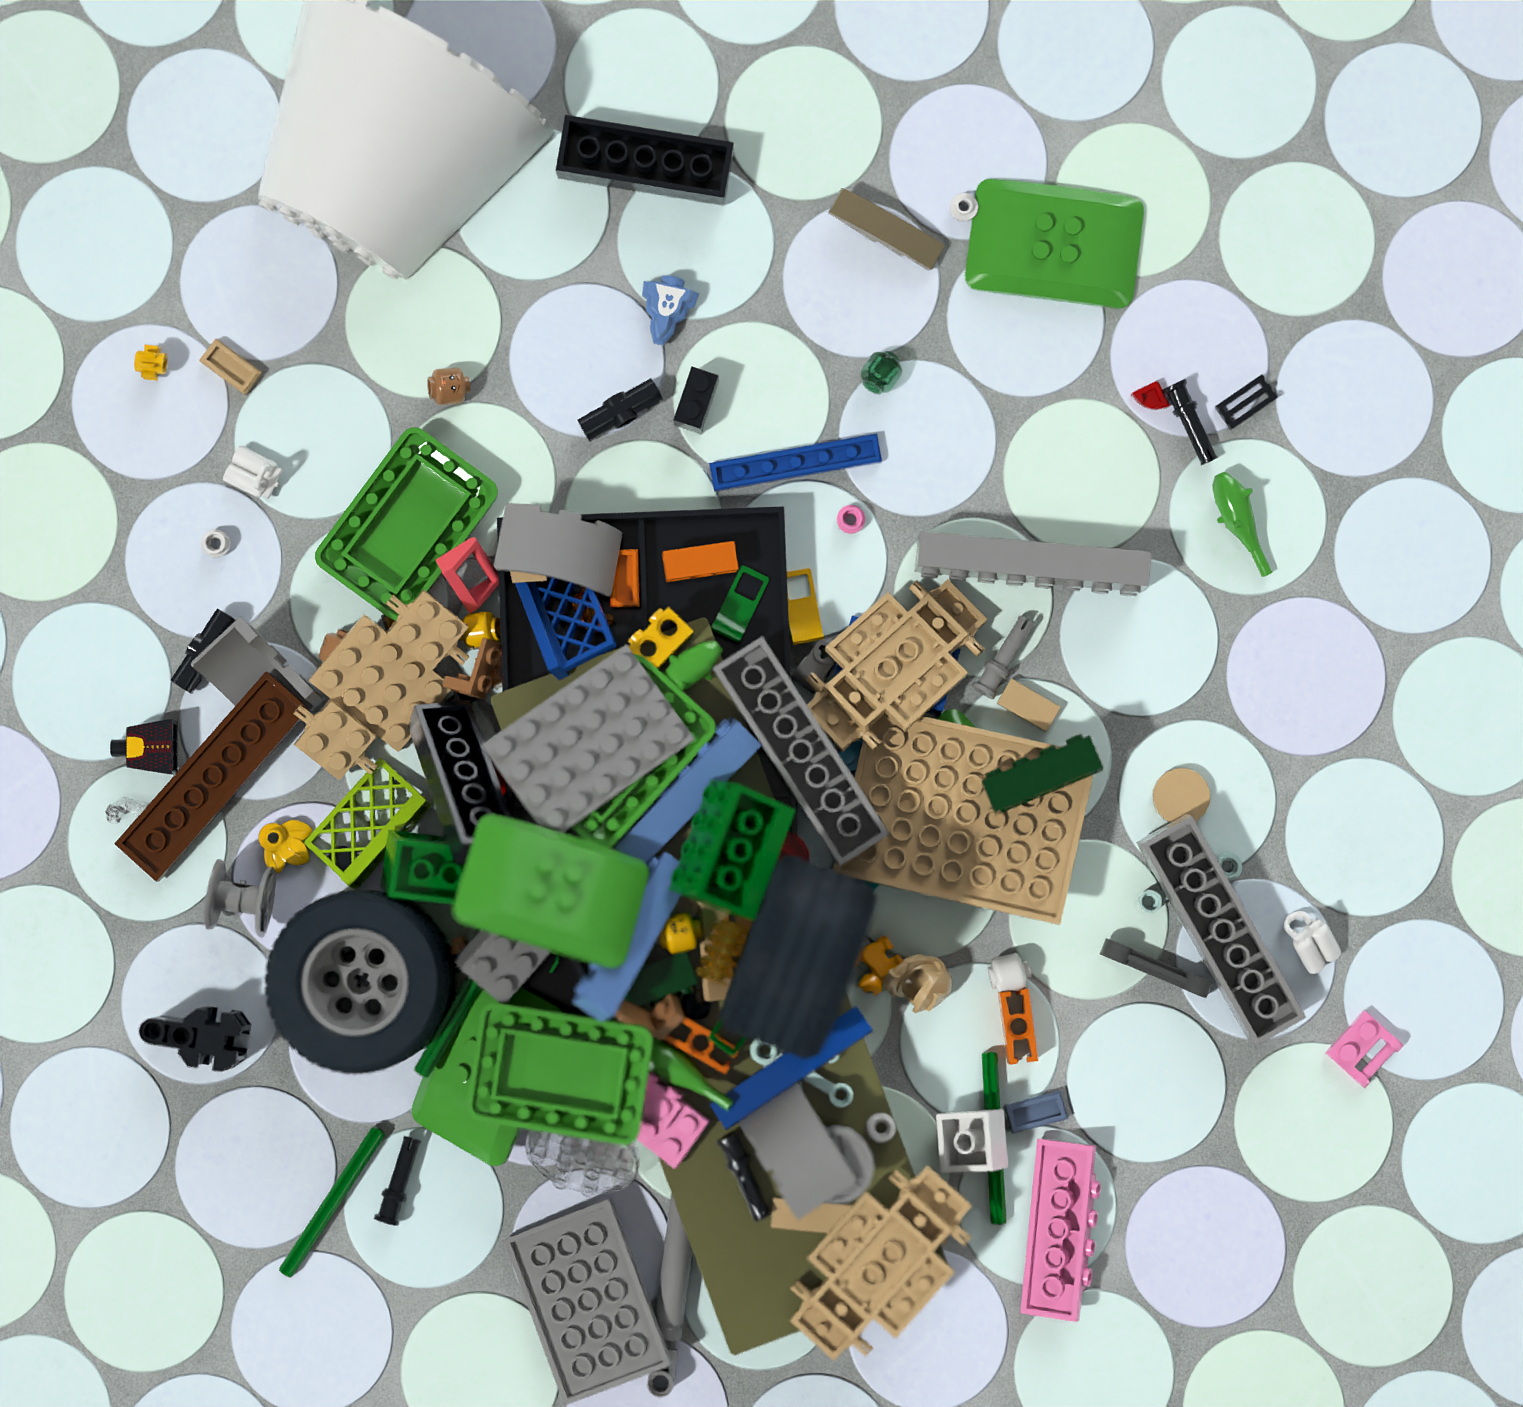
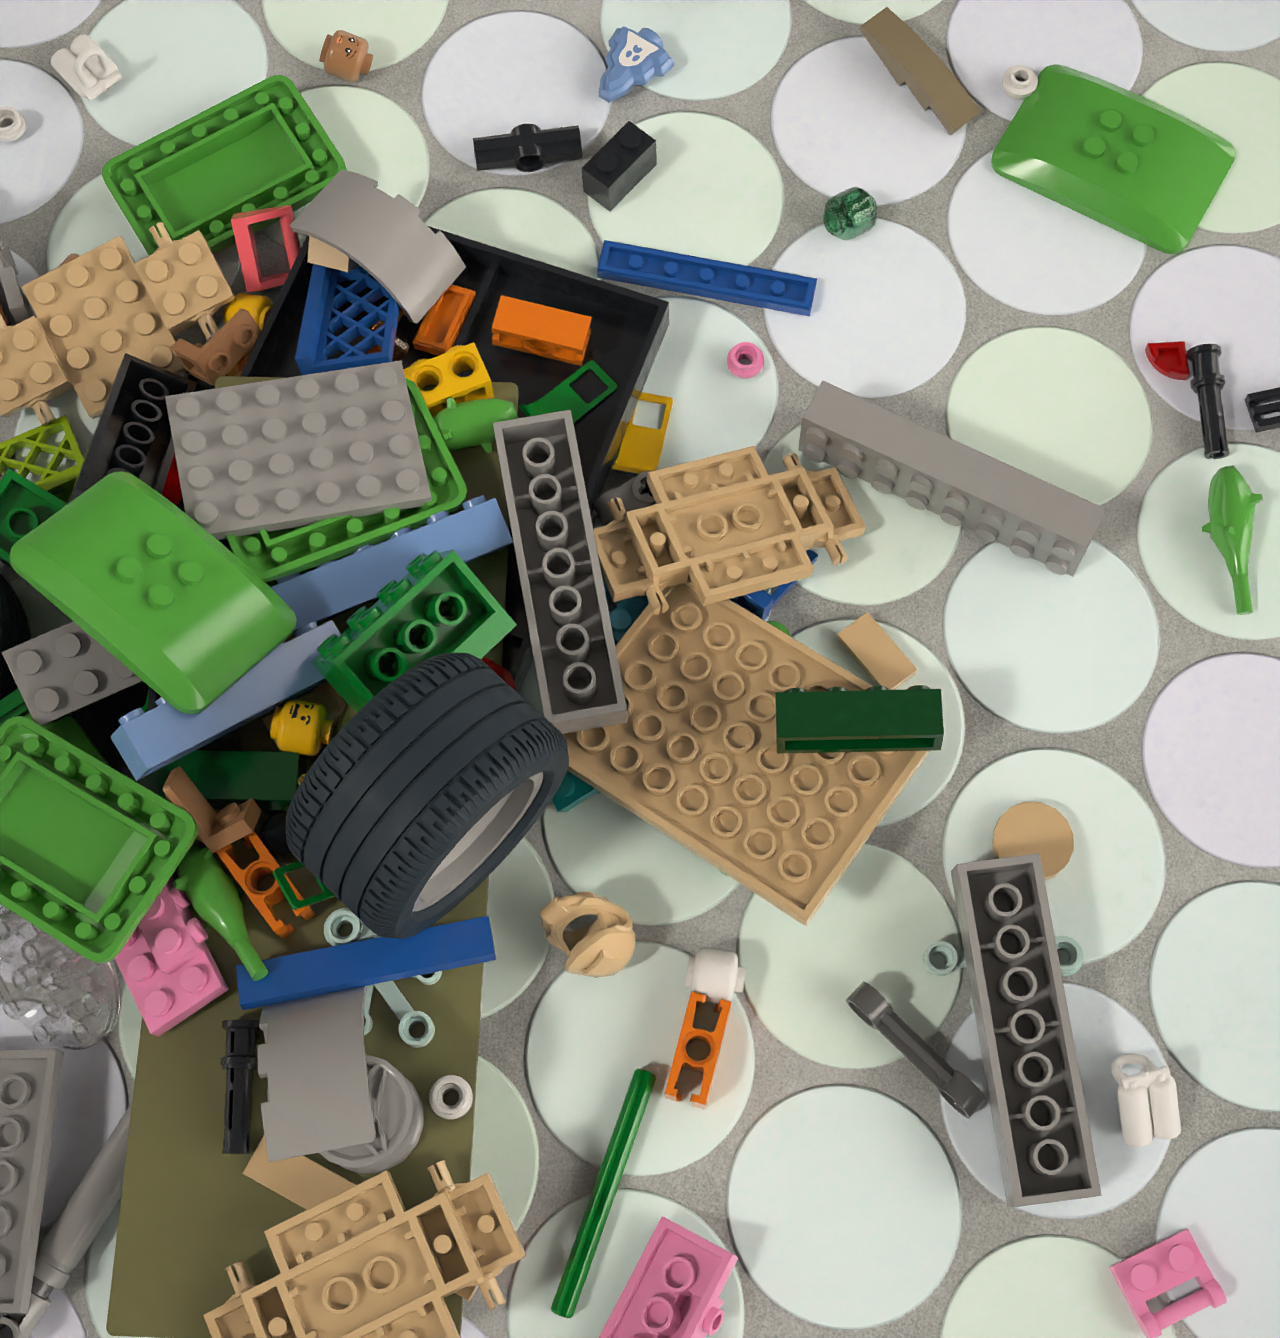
camera: 25 degrees right, 15 degrees down
(875, 959) = (547, 882): light orange animal -> none
(972, 1141) = (570, 1176): white brick -> none
(997, 669) = (854, 593): light grey pin -> none
(1036, 1112) = (676, 1180): sand blue tile -> none

